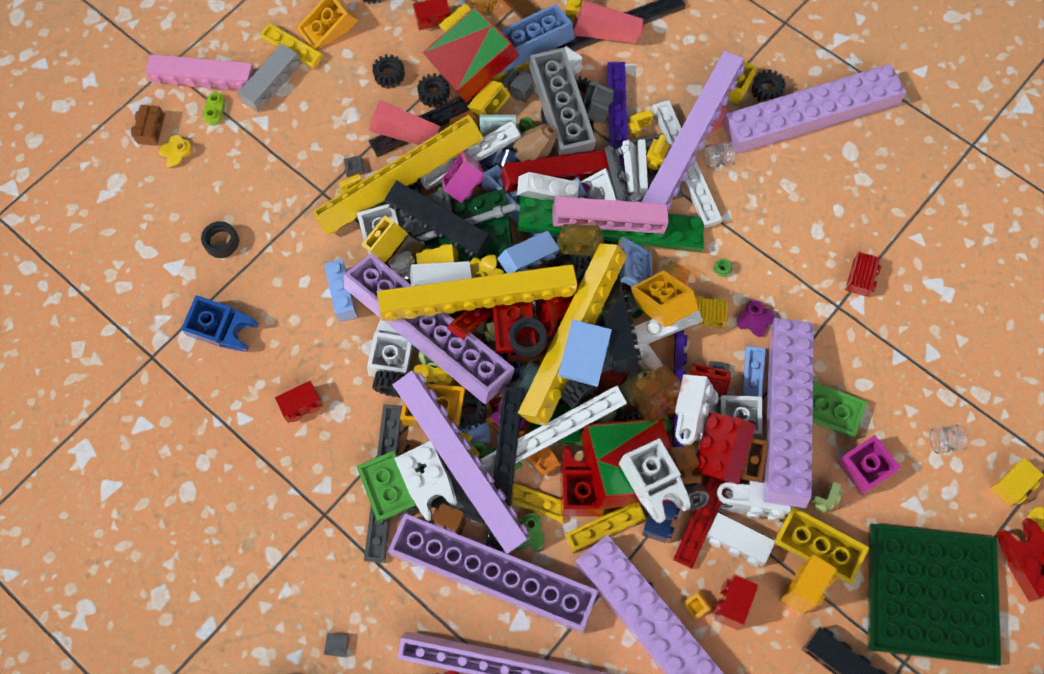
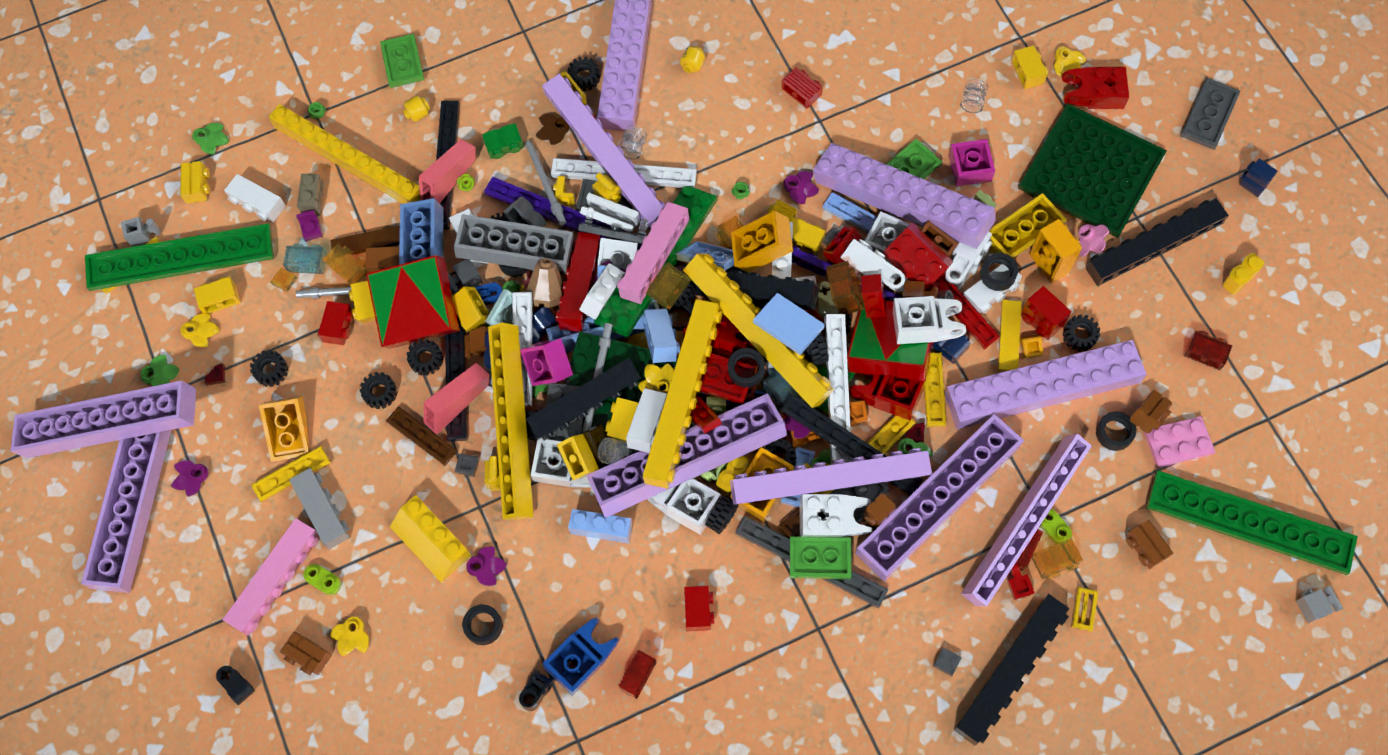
camera: 65 degrees left, 0 degrees up
(106, 91) = (237, 686): none -> black piece
(180, 304) = (535, 689): none -> black piece
(220, 377) = (637, 674): none -> clear red brick
(272, 222) = (488, 568): none -> magenta plate
(278, 168) = (429, 539): none -> yellow slope
(360, 132) = (421, 436): none -> reddish brown tile
(501, 15) = (381, 258): none -> dark orange brick
(514, 107) = (486, 290): none -> blue plate
(551, 527) = (916, 433): none -> dark red tile
(605, 45) = (470, 182): none -> lime plate
(619, 122) = (556, 207): none -> light grey bar
(659, 421) = (873, 296): none -> red brick
(664, 55) = (503, 141): none -> green brick
(695, 87) = (551, 130): none -> reddish brown plate
(697, 578) = (1009, 335): none -> yellow tile
(704, 342) = (806, 236): none -> yellow brick
(727, 659) = (1088, 325): none -> black tyre
(766, 525) = (1003, 259): none -> black tyre
(835, 167) = (692, 59): none -> yellow head
(848, 621) = (1092, 238): none -> bright pink plate

